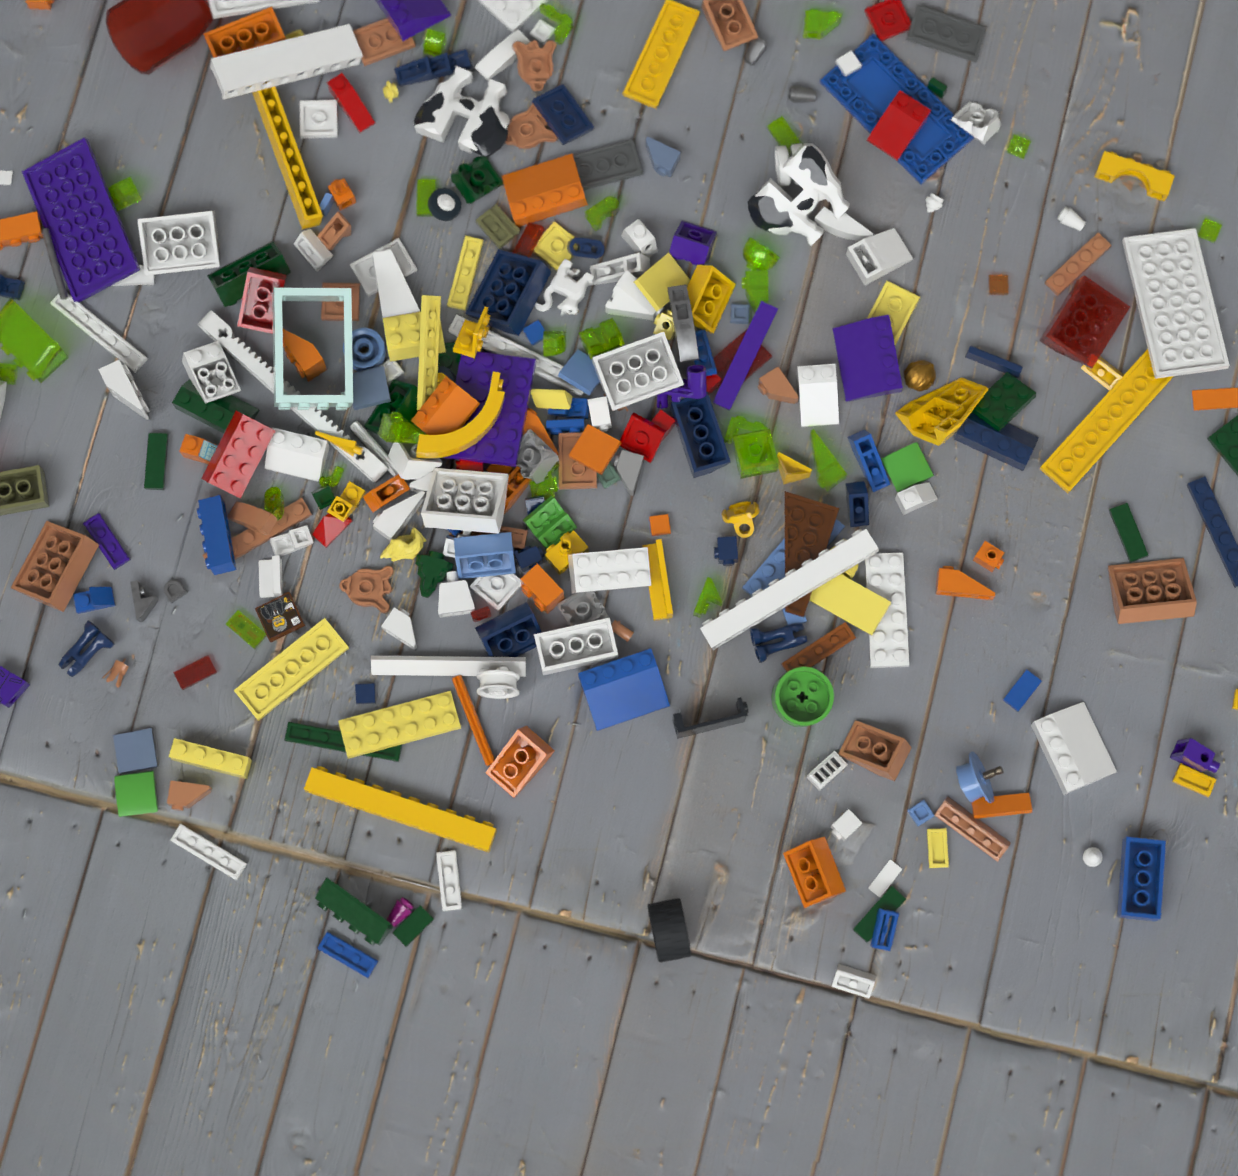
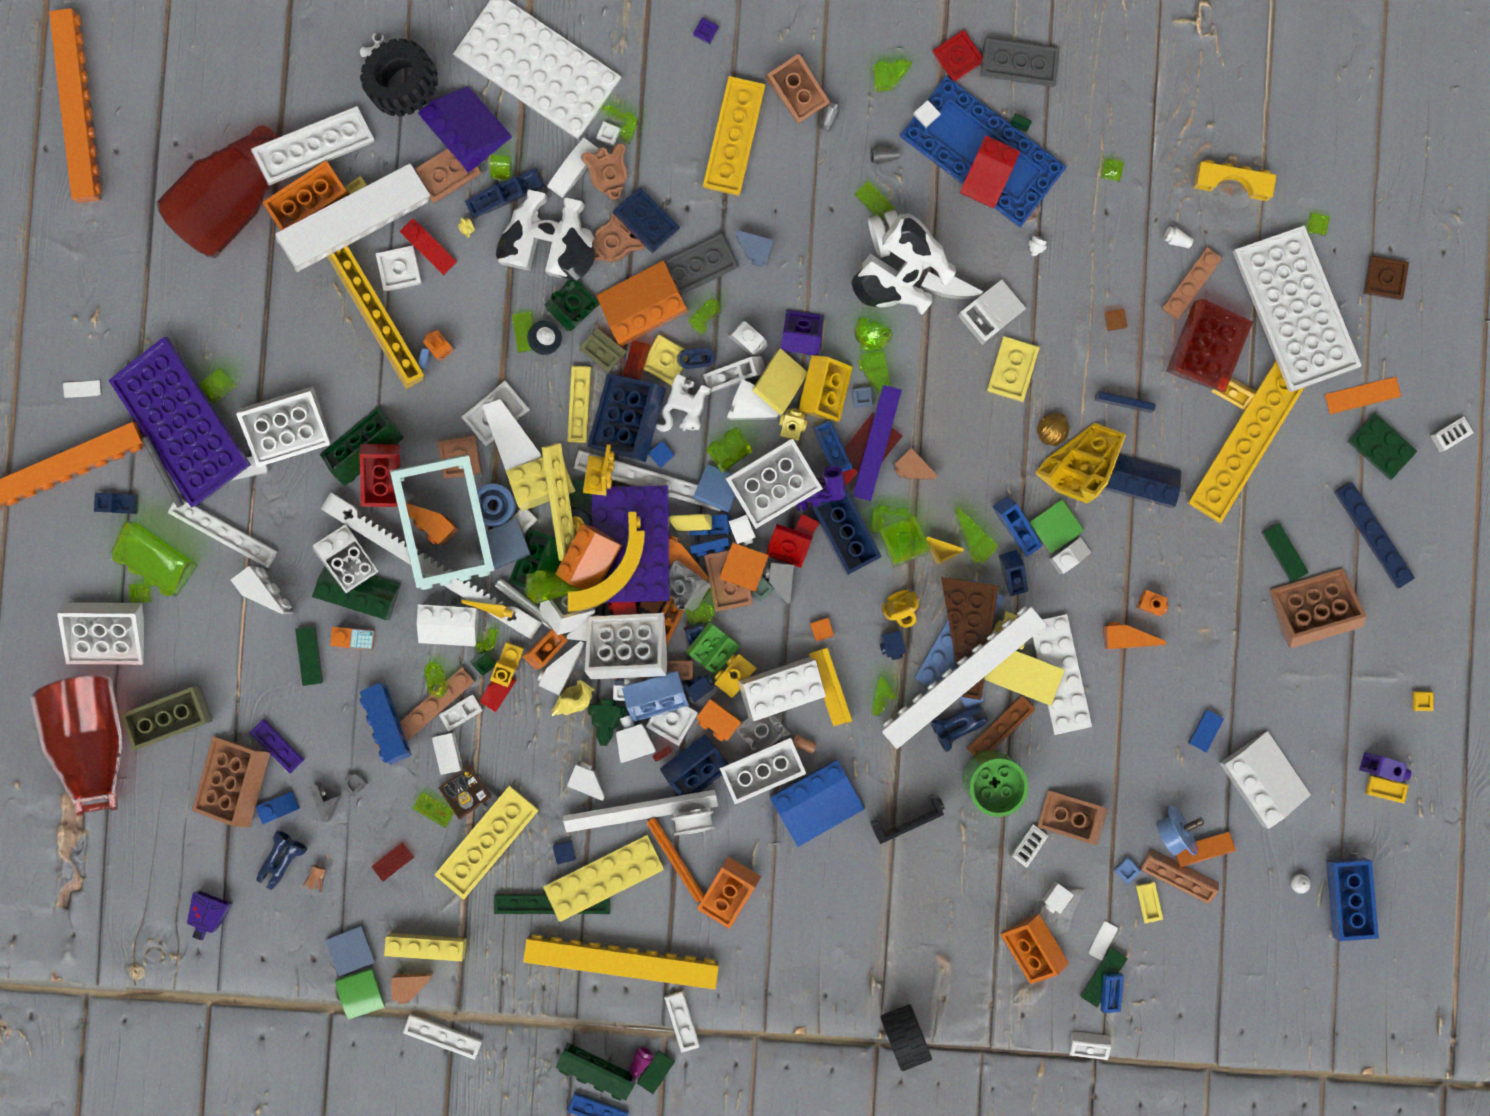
camera: 15 degrees left, 10 degrees up
(238, 454) = (389, 639): brick -> none
(252, 517) = (416, 700): nougat slope -> none
(313, 249) = (421, 408): white slope -> none
(334, 231) = (438, 387): nougat slope -> none
(368, 587) = (546, 744): nougat tile -> none
(554, 342) = (682, 463): clear neon green brick -> none
(683, 323) = (809, 423): flat silver slope -> none
(817, 395) = (955, 468): white slope -> none
(867, 358) = (999, 422): dark purple slope -> none
(977, 121) = (1067, 151): white slope -> none
(1004, 401) = (1143, 442): dark green plate -> none

